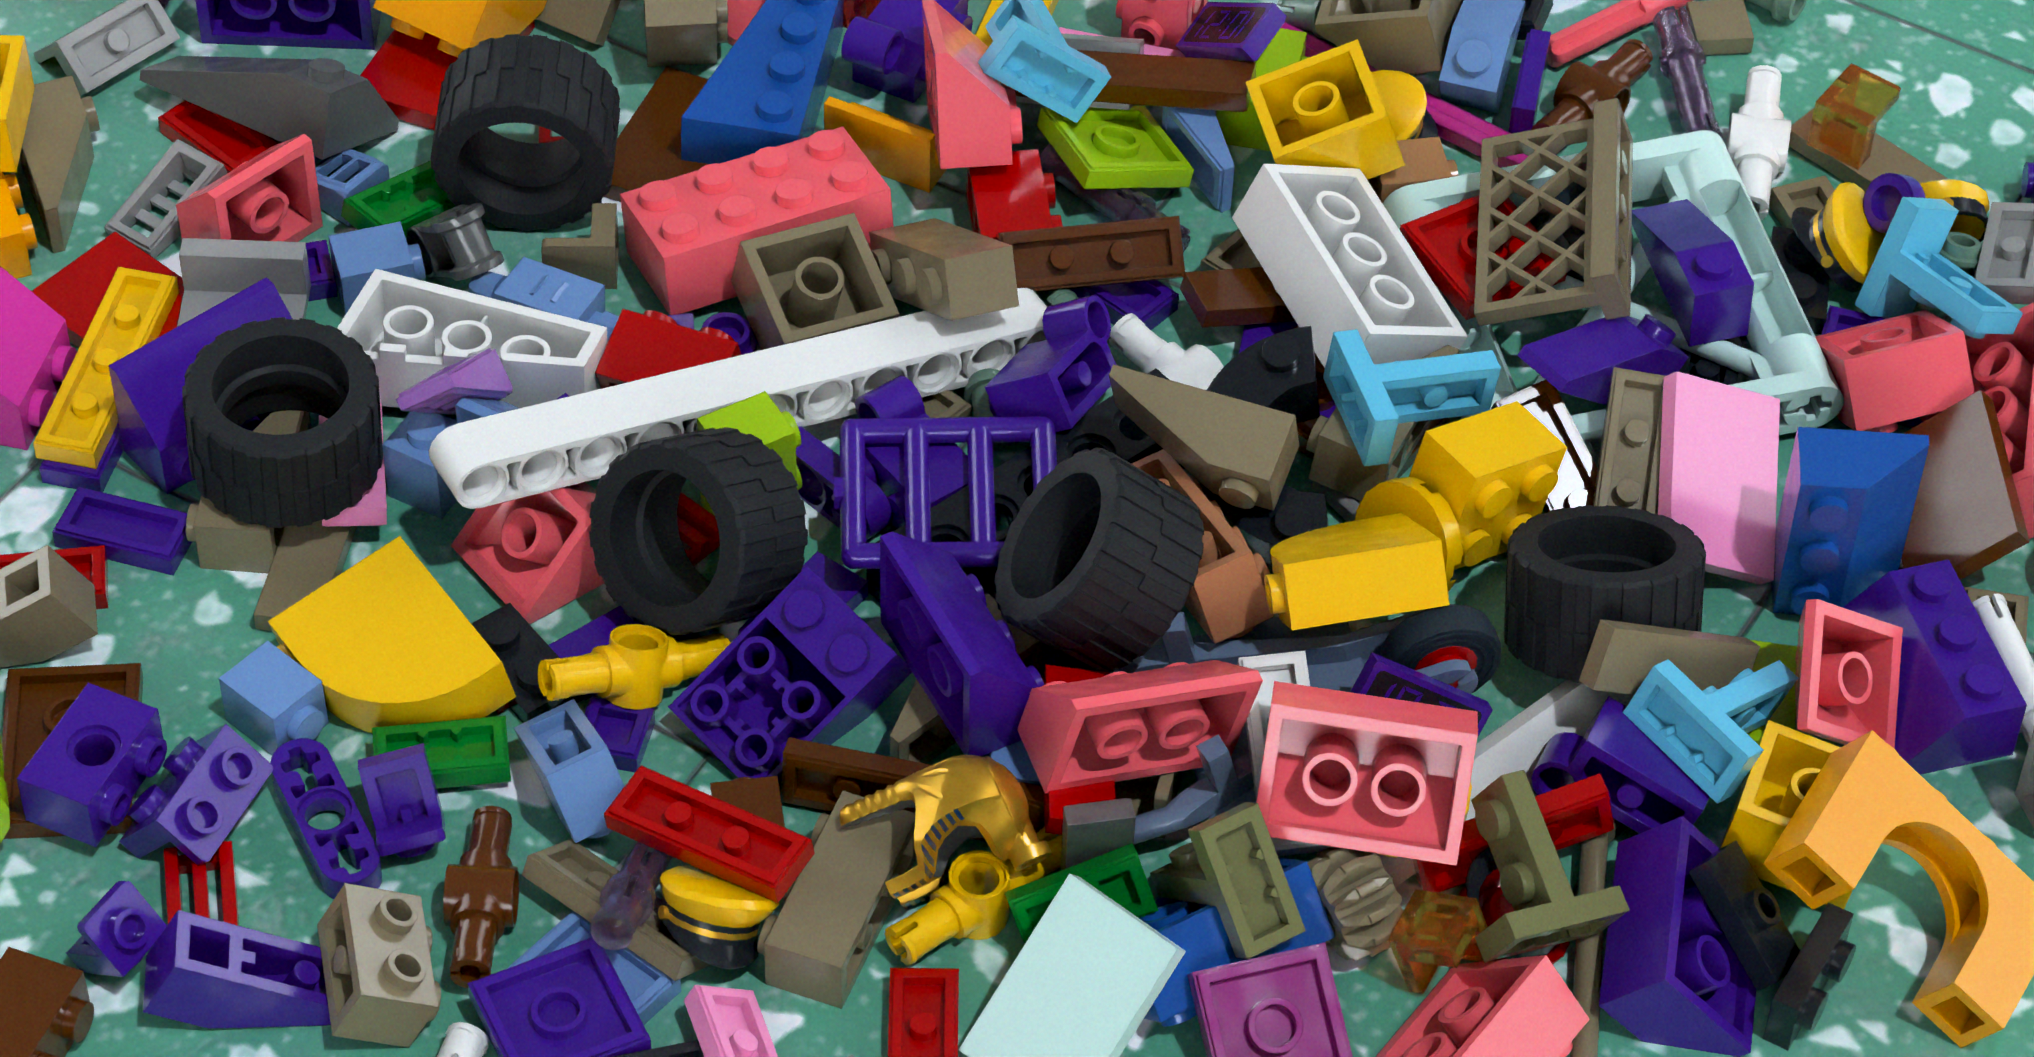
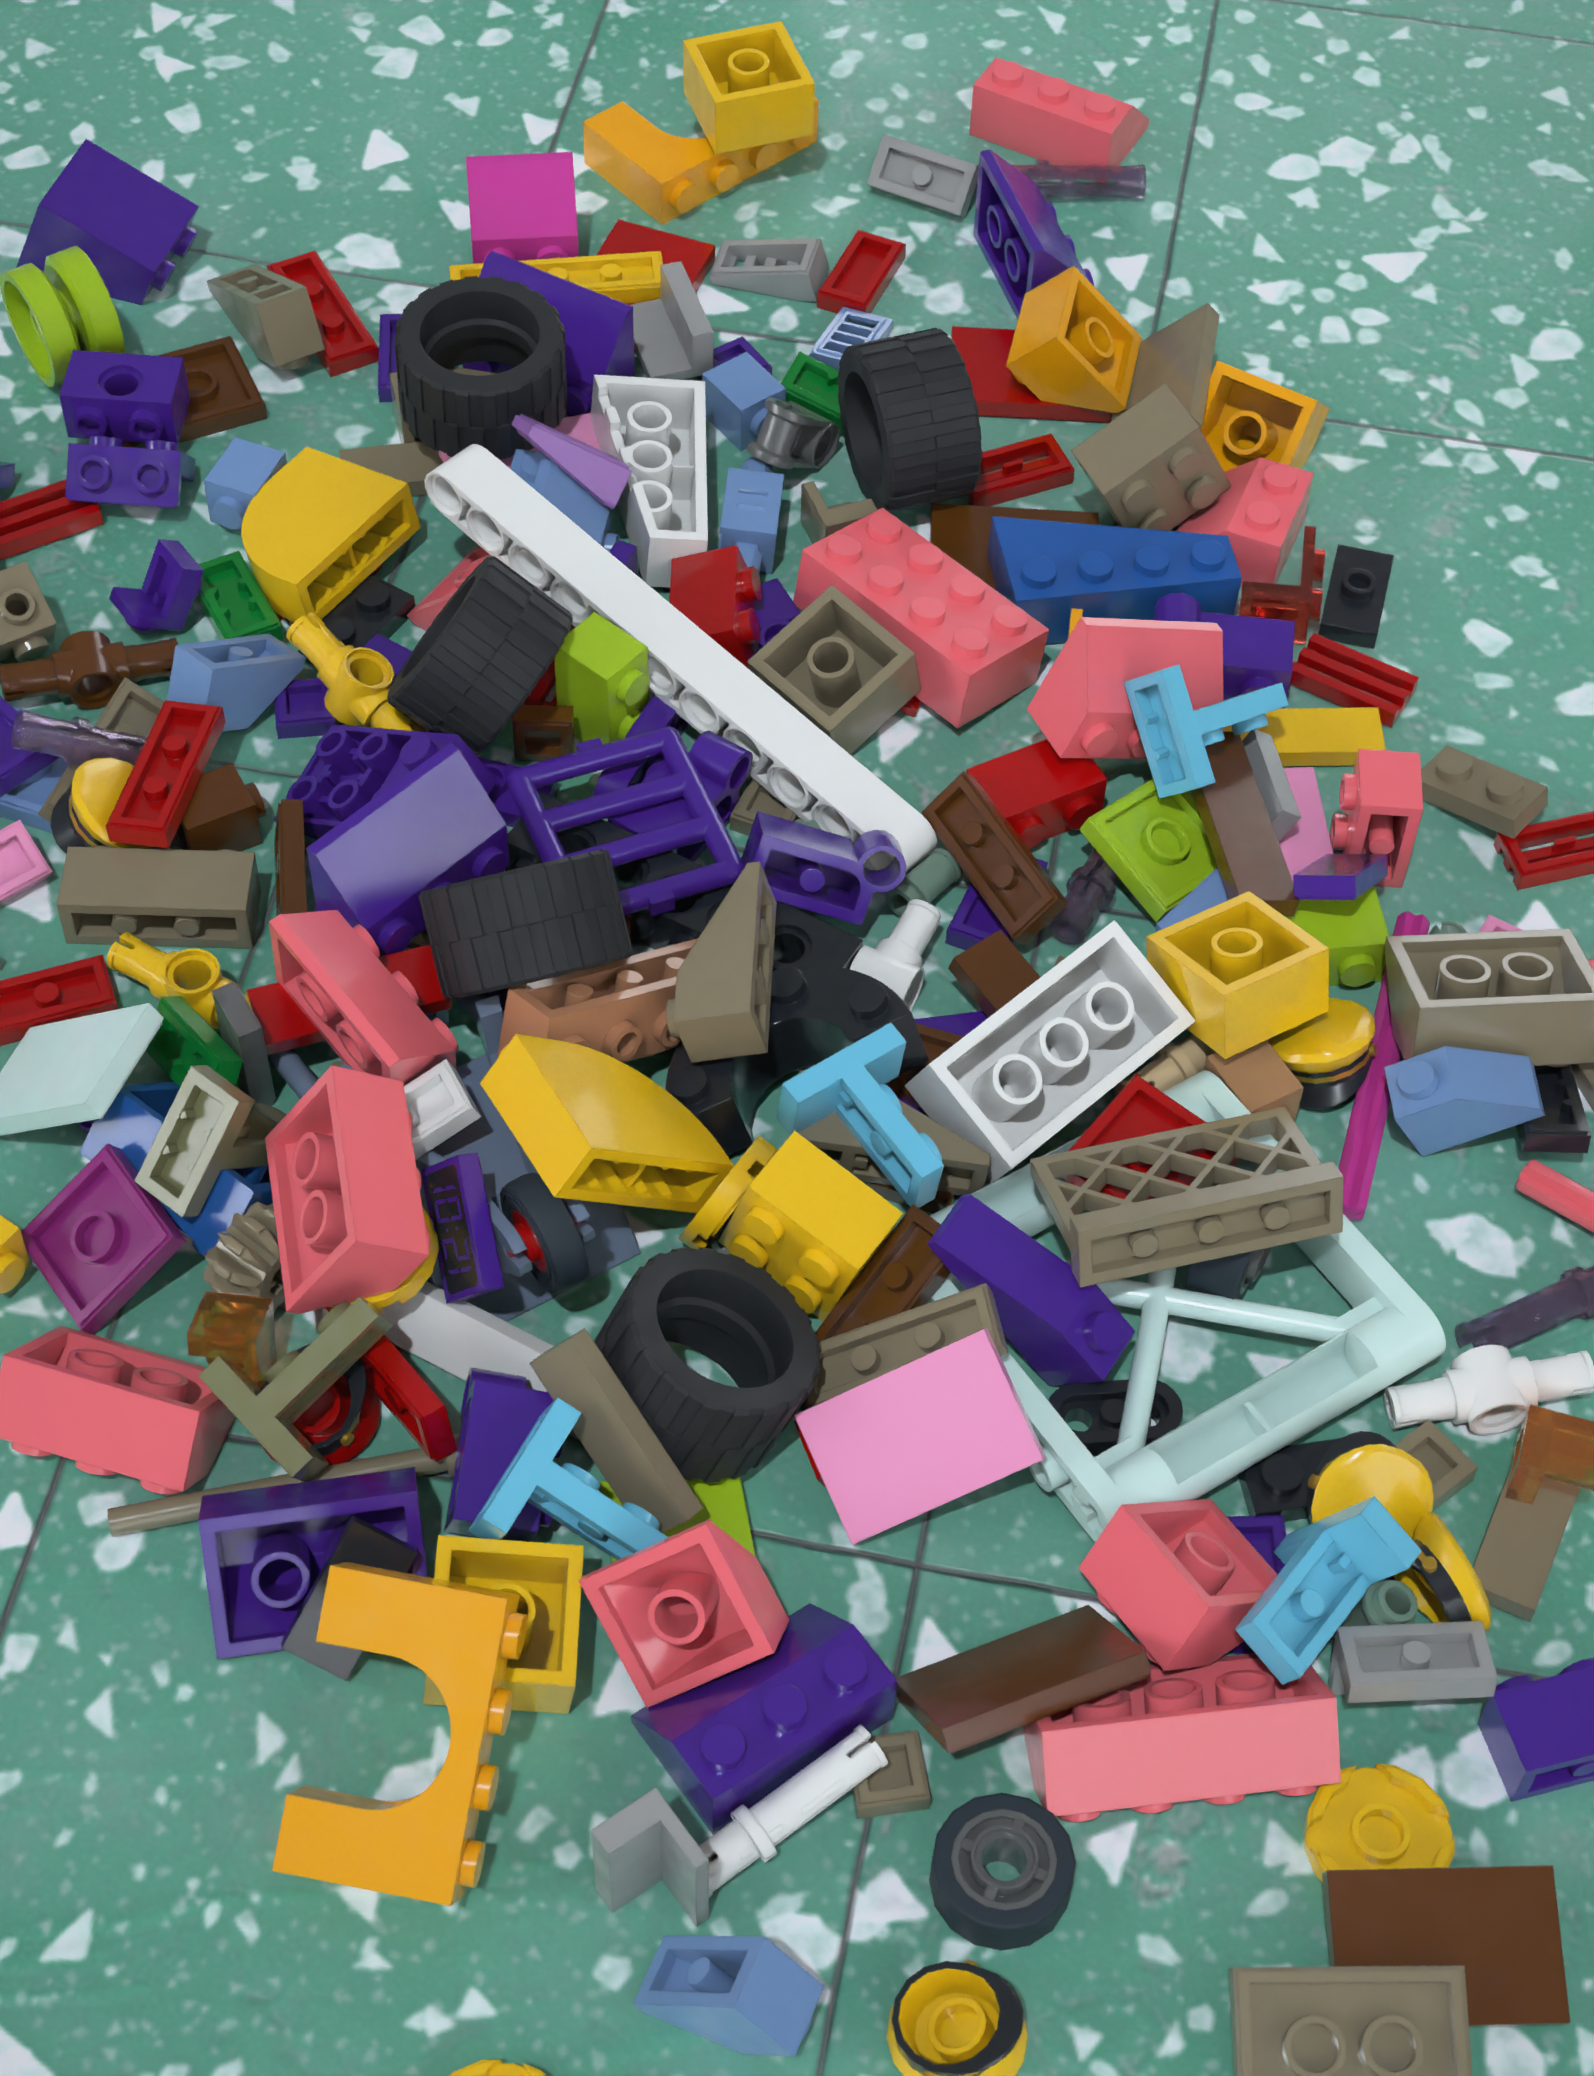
camera: 70 degrees right, 5 degrees up
(58, 154) = (772, 185): dark tan slope -> none
(260, 199) = (765, 305): coral slope -> none
(281, 97) = (901, 278): dark grey wedge -> none
(328, 794) = (189, 524): dark purple beam -> none
(946, 268) = (895, 744): dark tan brick -> none
(953, 803) = (228, 920): pearl gold piece -> none
(1529, 81) = (1445, 1162): dark purple tile -> none
(1602, 81) = (1471, 1222): reddish brown pin -> none
(1696, 271) = (1211, 1344): dark purple slope -> none
(1801, 994) = (330, 1685): black plate -> none
(1844, 513) = (886, 1551): blue slope -> none
(1884, 197) = (1417, 1508): dark purple tile -> none

